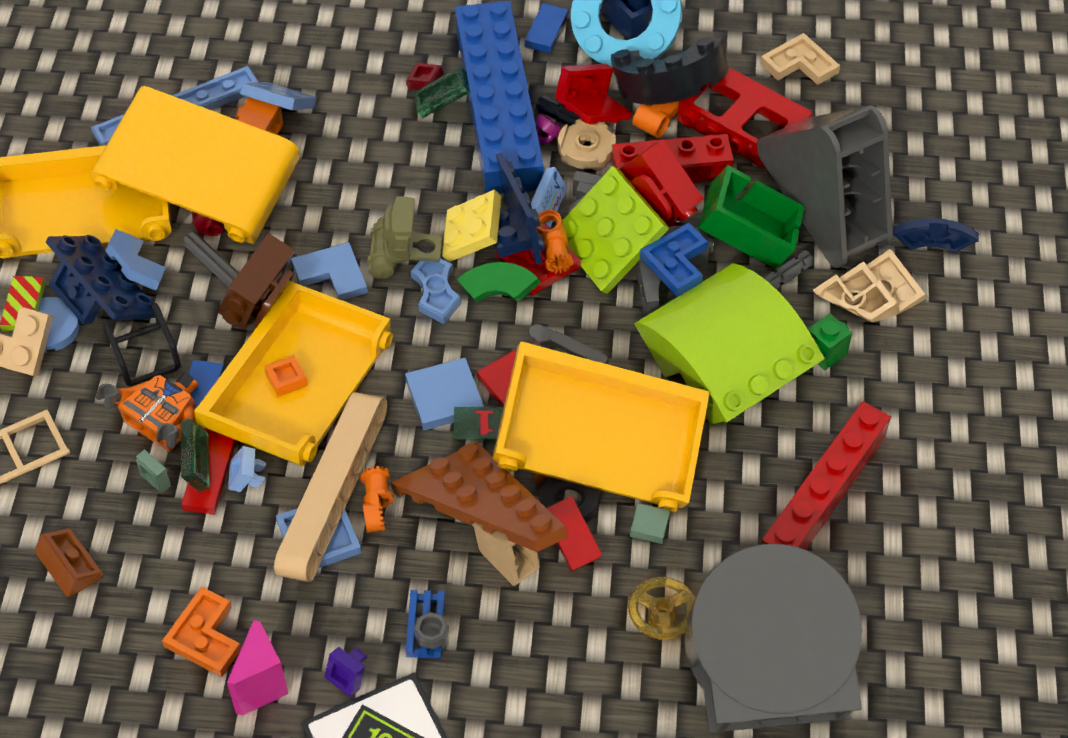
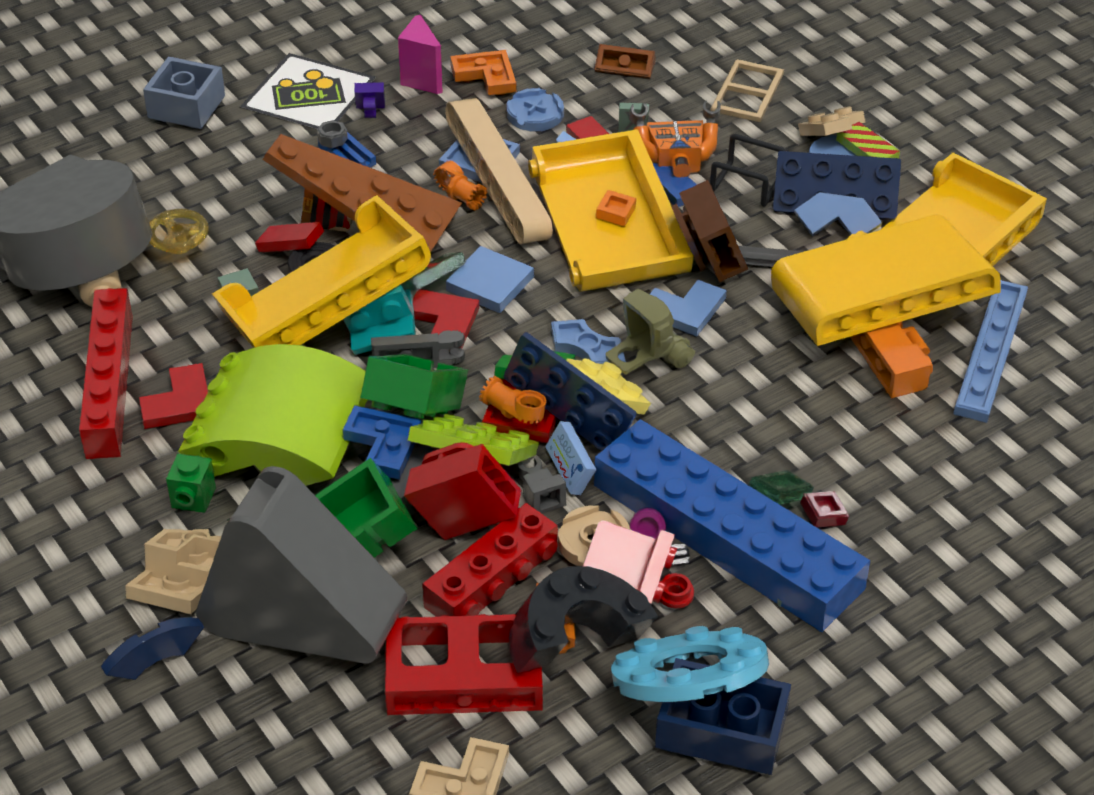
camera: 140 degrees right, 10 degrees down
(195, 455) = (605, 120): tile -> none
(212, 558) = (535, 110): none -> medium blue tile
(278, 95) = (912, 387): medium blue tile -> none
(546, 28) = (783, 649): blue tile -> none
(614, 286) = (412, 385): none -> green piece
(779, 430) = (179, 405): none -> red tile

